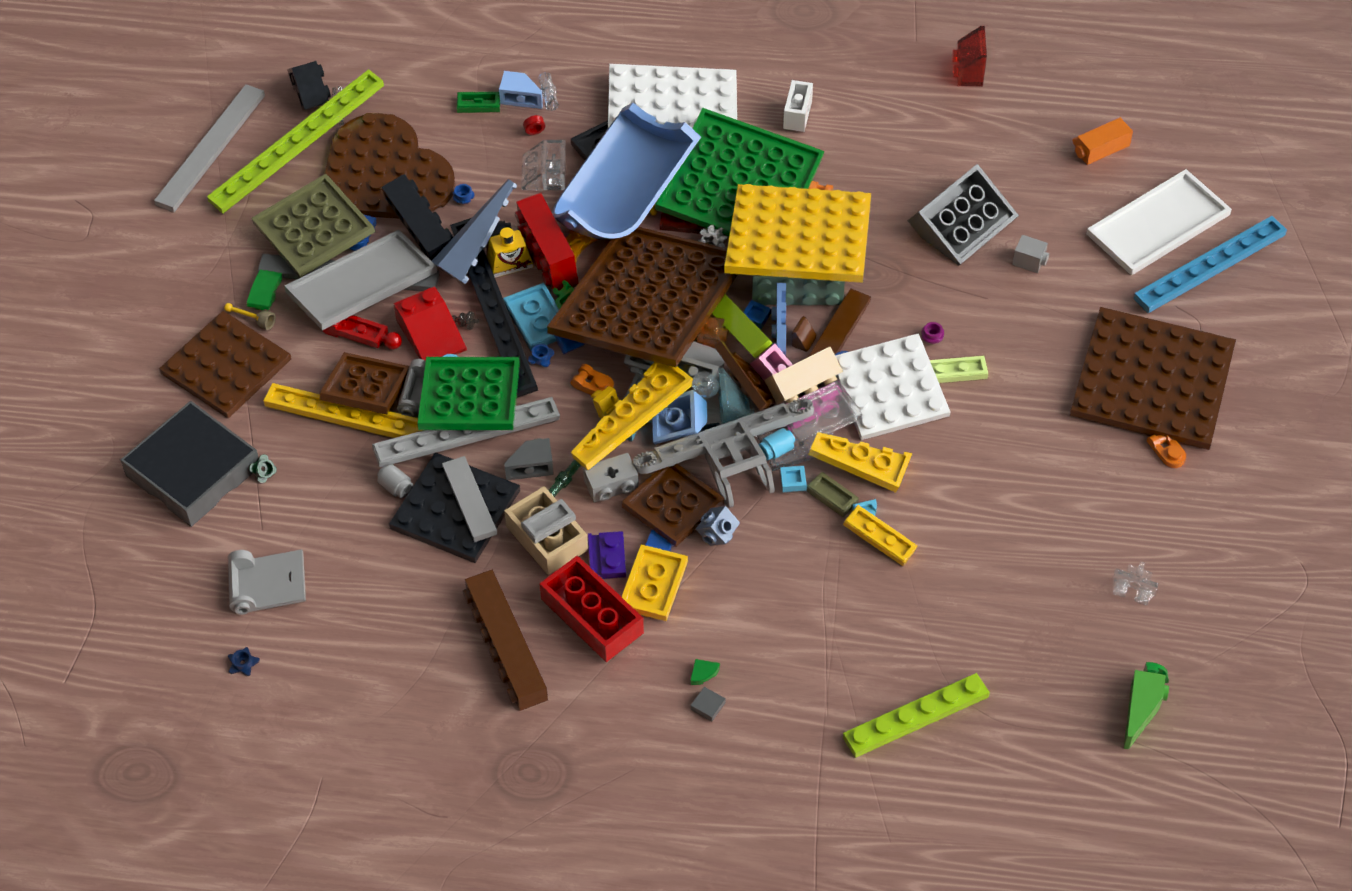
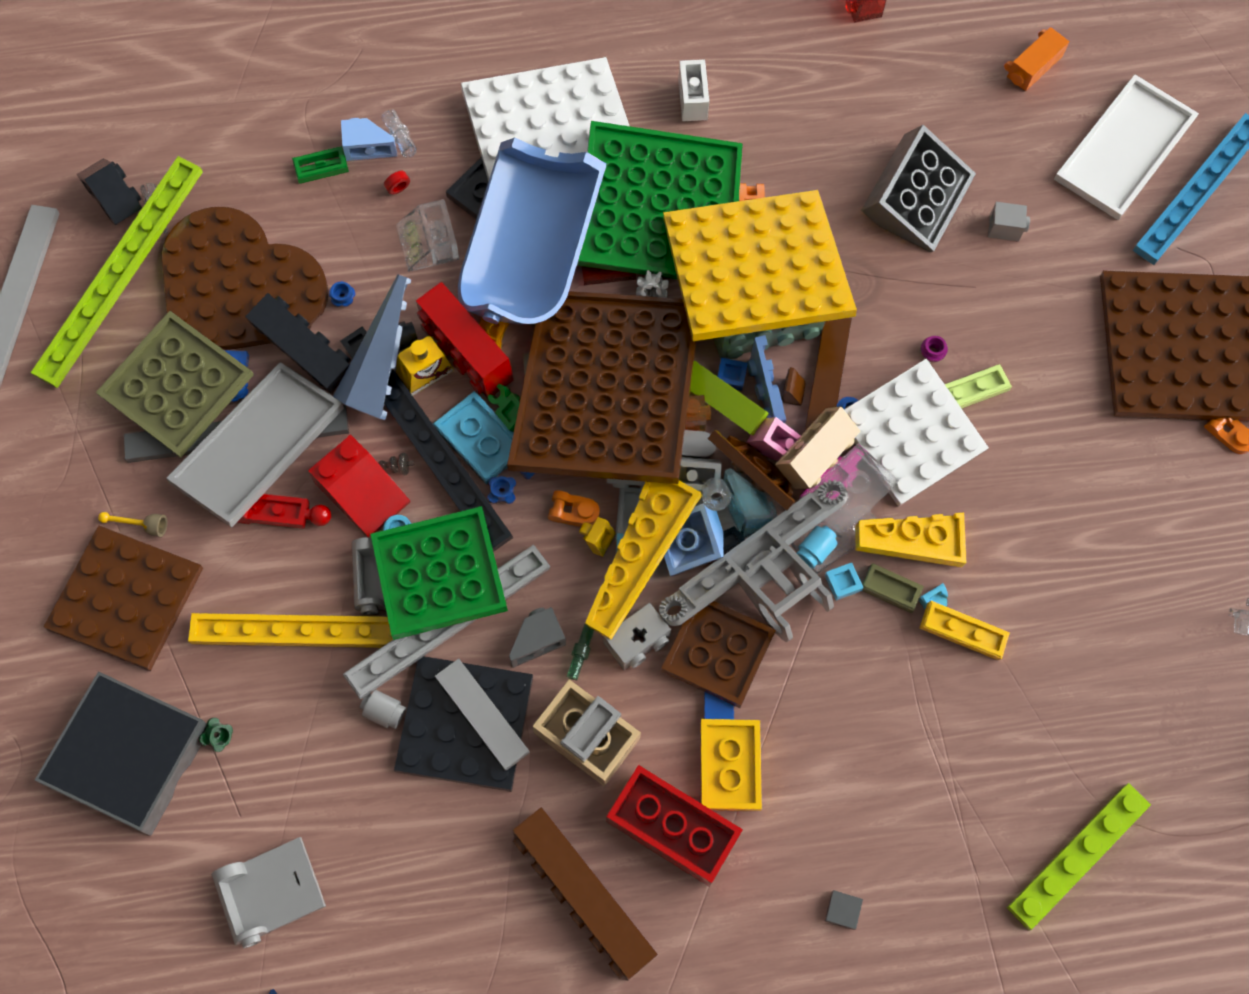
camera: 20 degrees left, 15 degrees up
(263, 289) = (140, 484): green slope -> none
(364, 383) = (305, 586): reddish brown plate -> none
(607, 554) = (663, 740): dark purple plate -> none
(704, 671) = (824, 867): green tile -> none
(717, 526) = (782, 671): sand blue brick -> none

